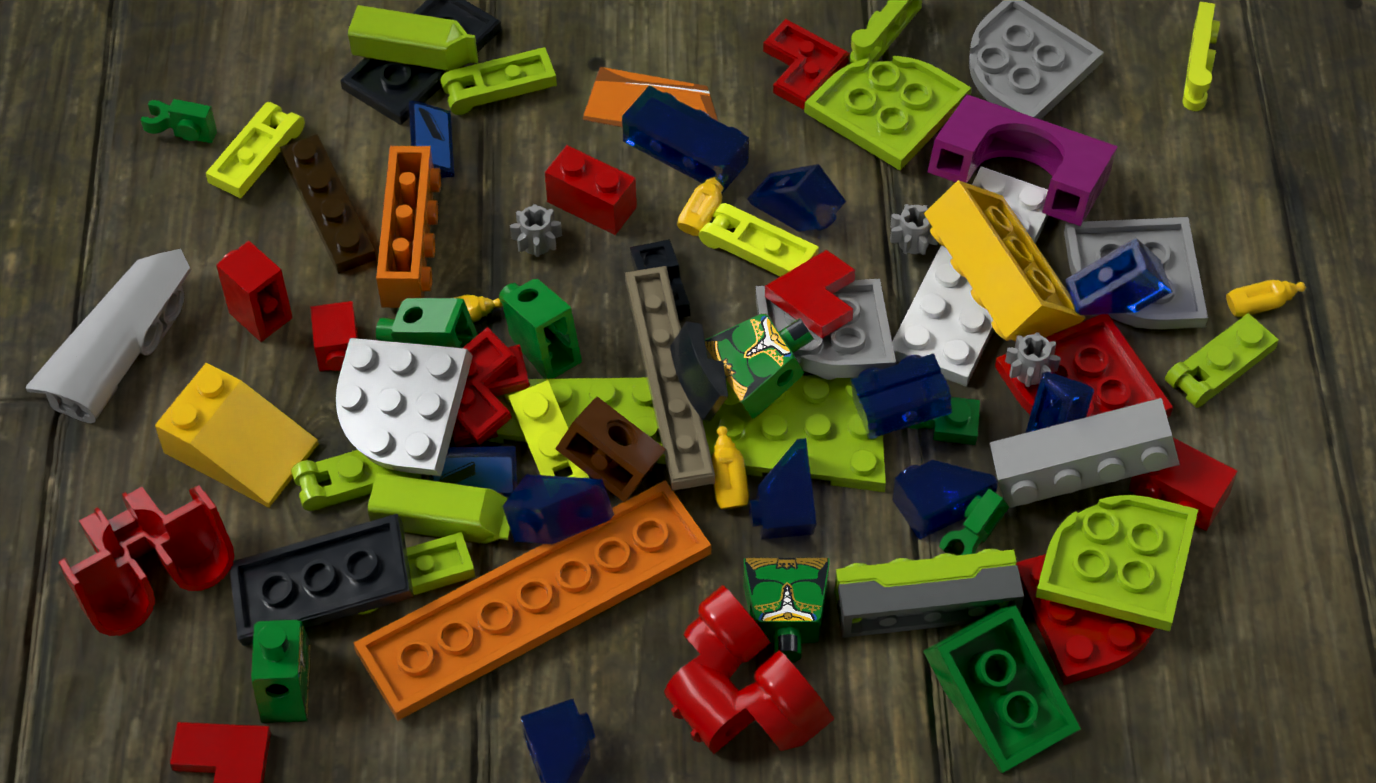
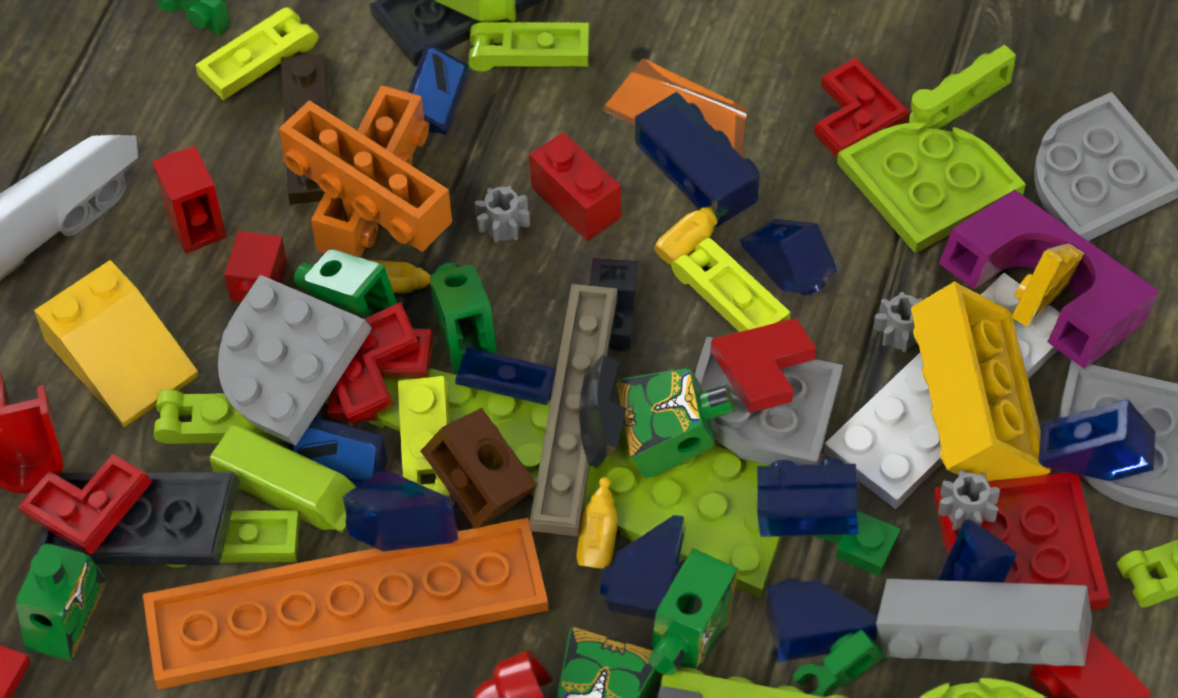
camera: 20 degrees right, 0 degrees up
(276, 588) = (90, 513): none -> red tile
(416, 225) = (365, 176): none -> orange brick
(599, 366) = (506, 376): none -> clear blue slope
(840, 535) = (686, 632): none -> green torso
(1023, 164) = (1046, 283): none -> yellow wing

